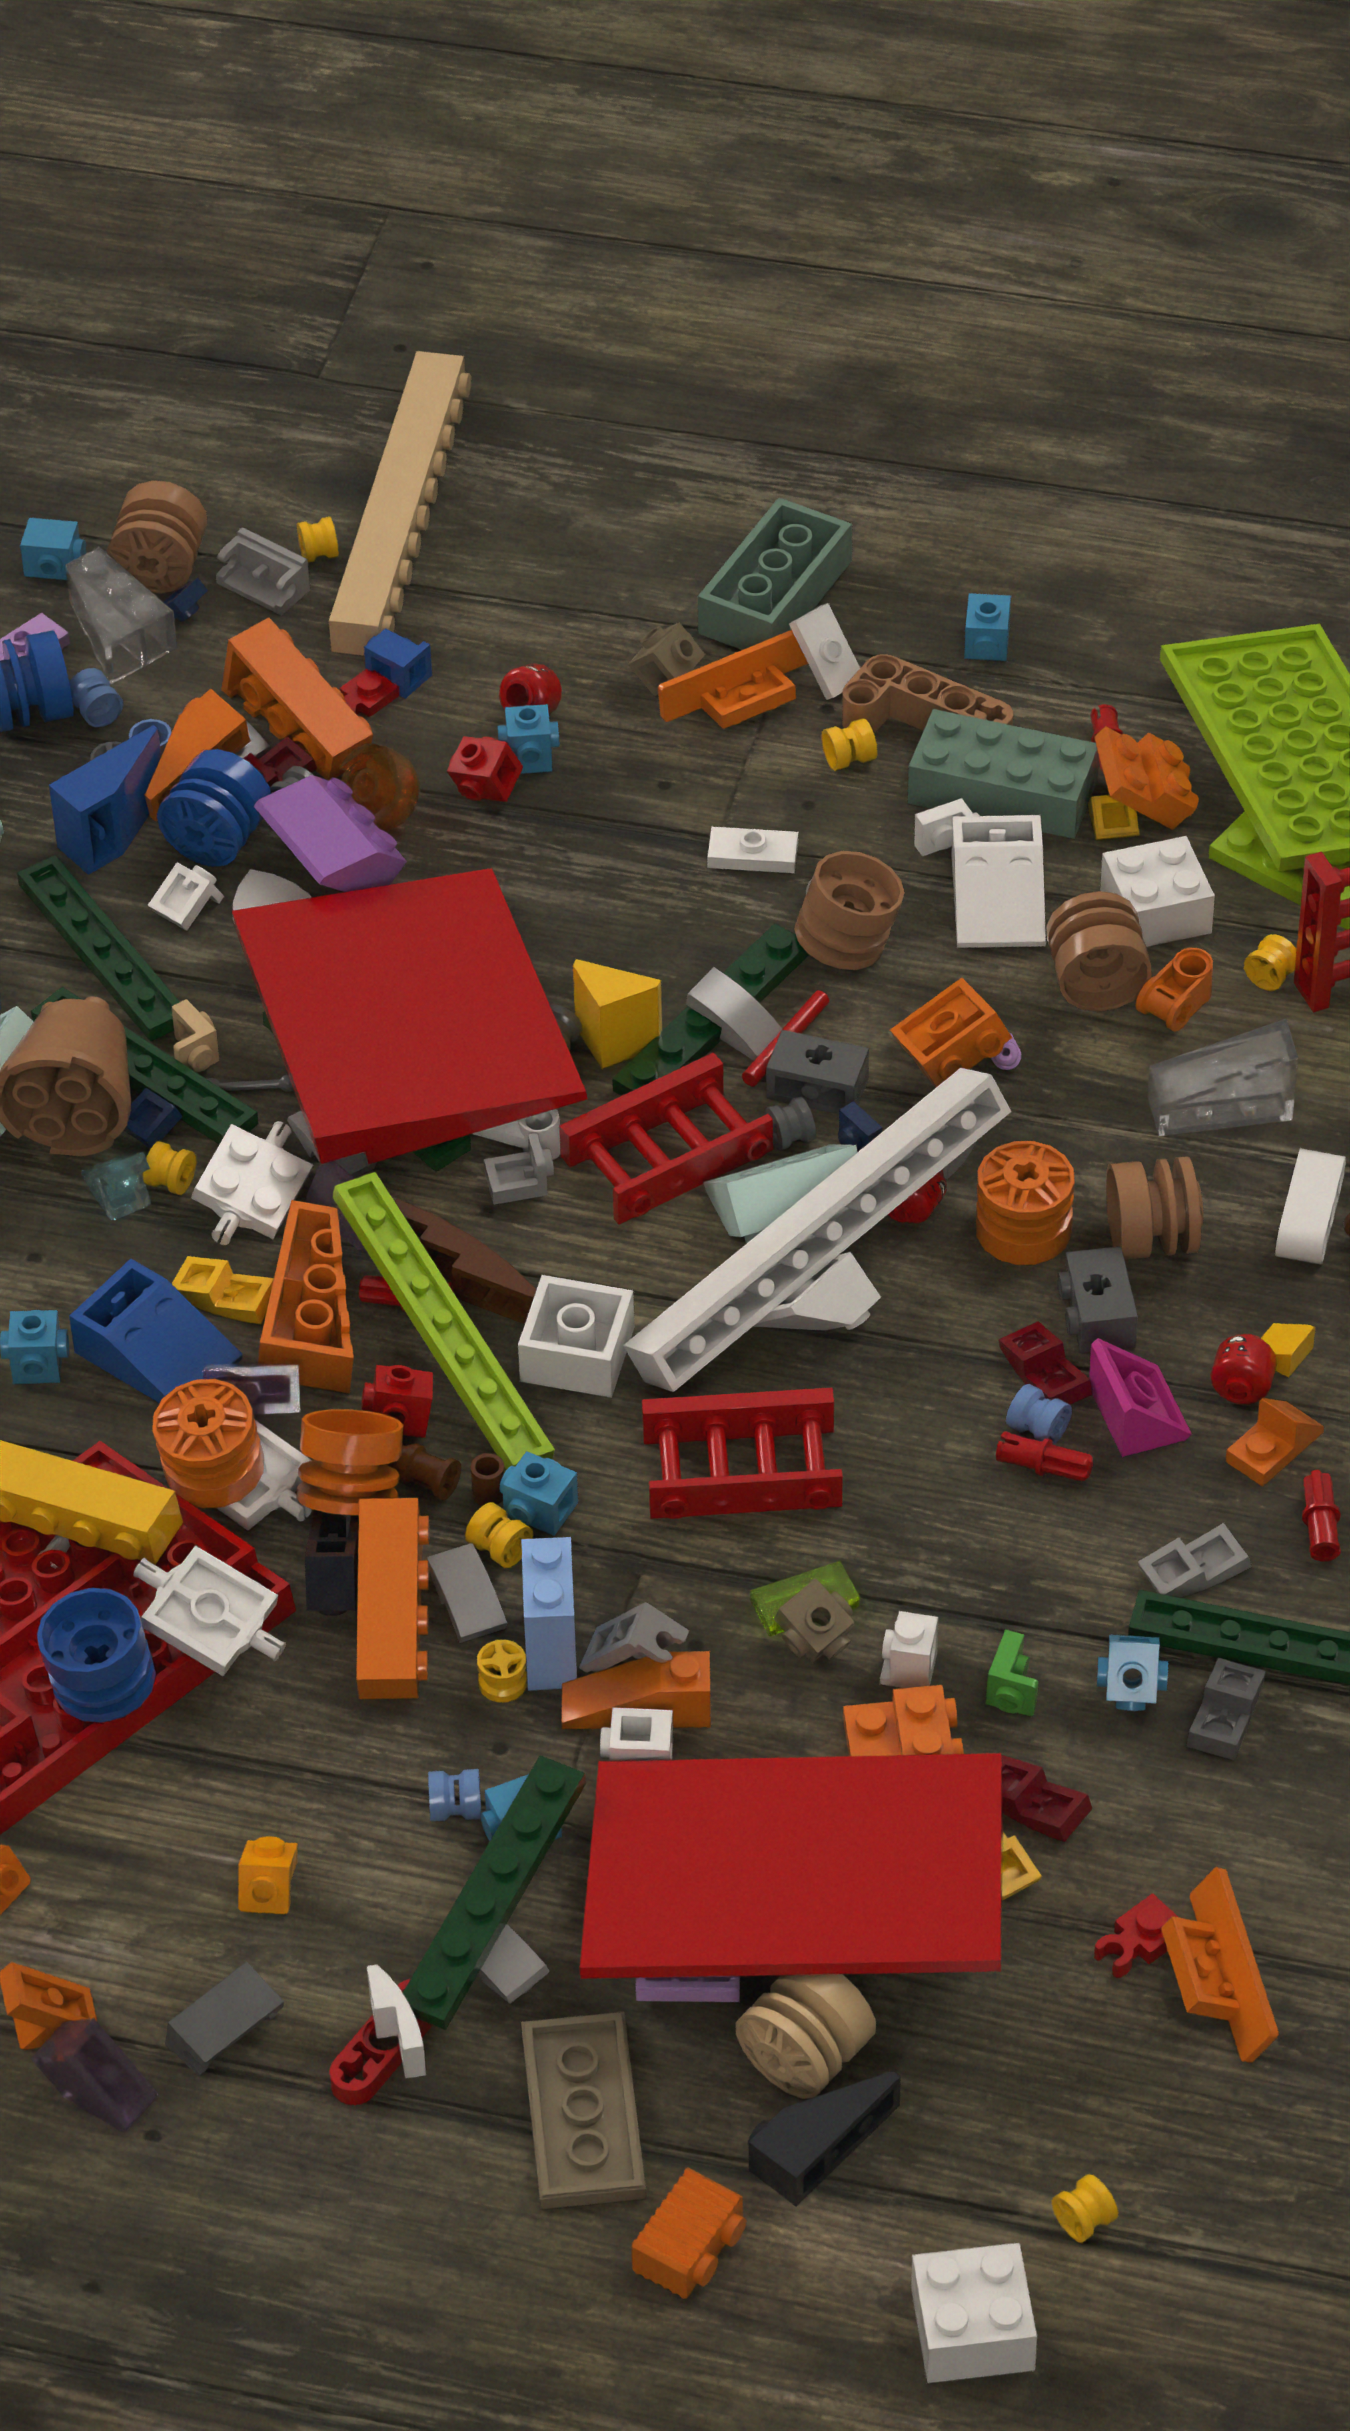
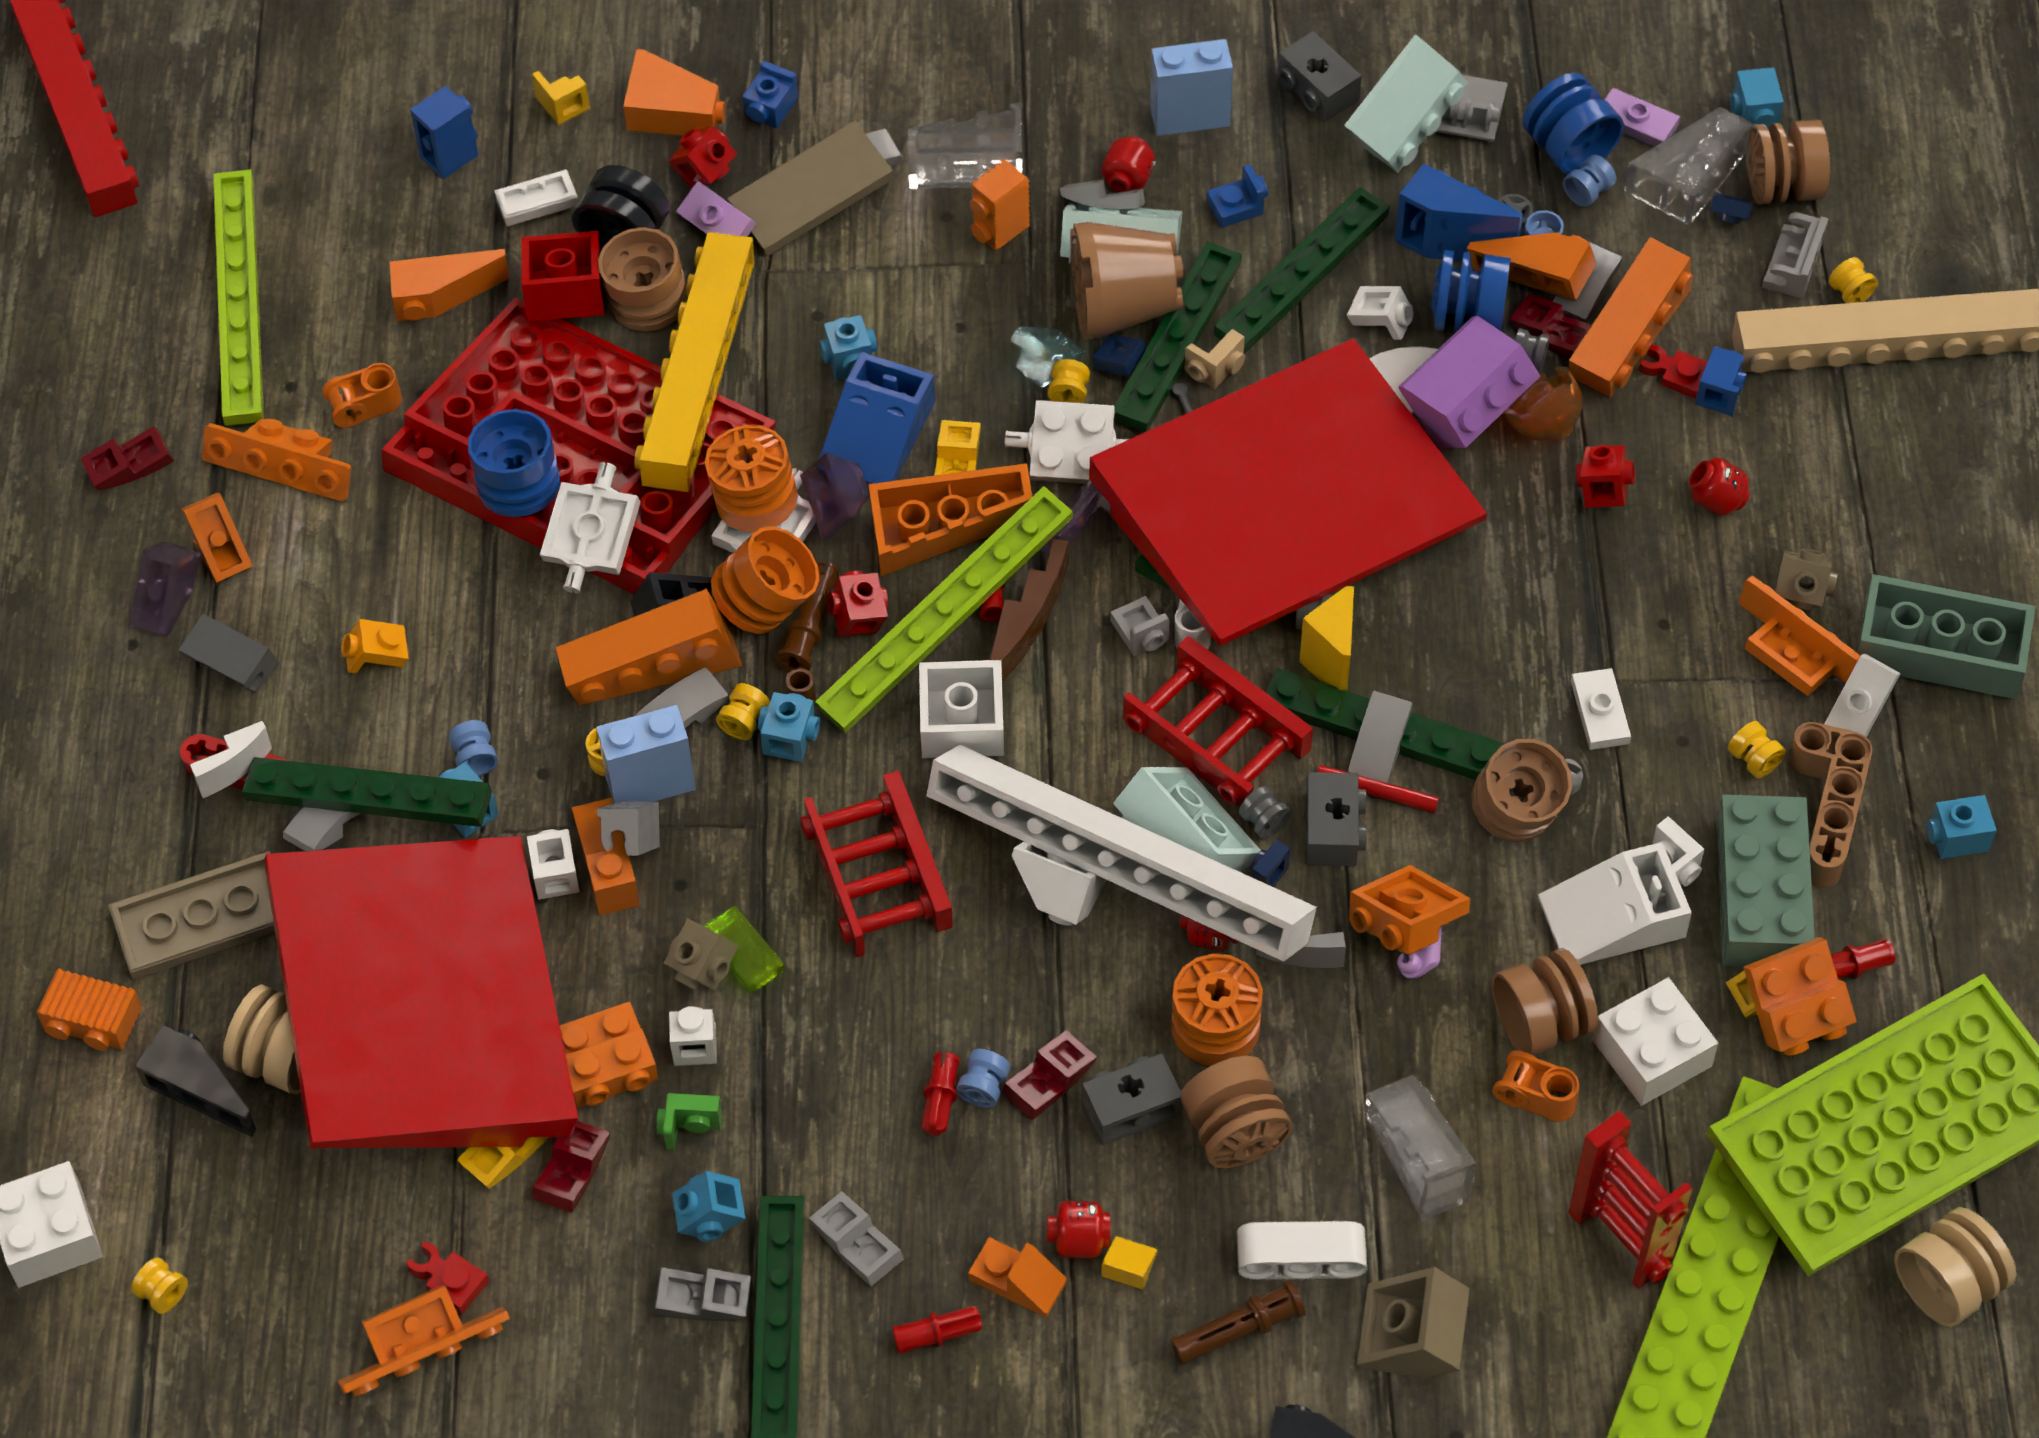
camera: 75 degrees right, 10 degrees up
(530, 736) = (1660, 500): dark azure brick -> none
(1134, 1400) = (1023, 1150): dark pink slope -> none

